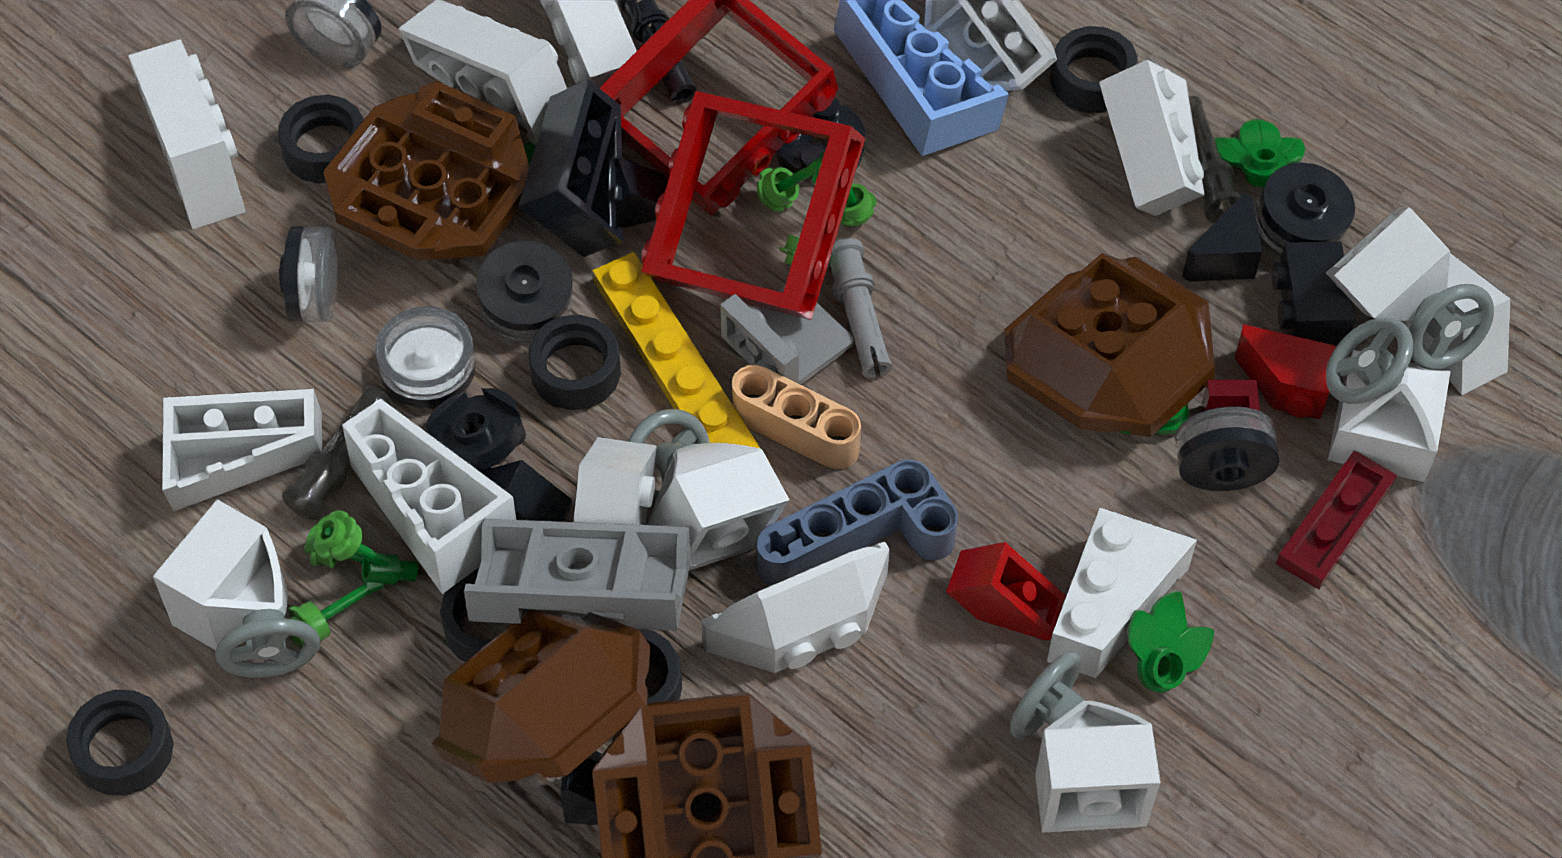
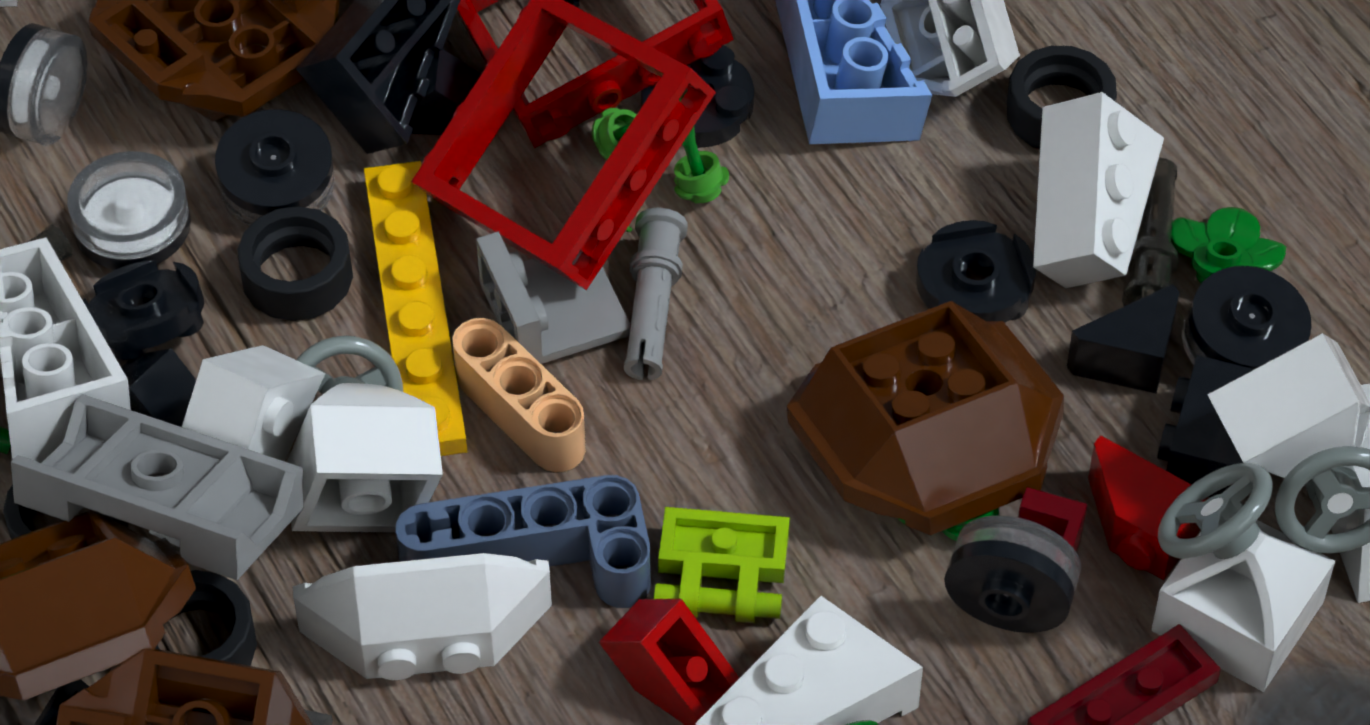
camera: 20 degrees right, 5 degrees down
(1004, 489) = (723, 547): none -> lime plate
(1082, 201) = (977, 244): none -> black plate

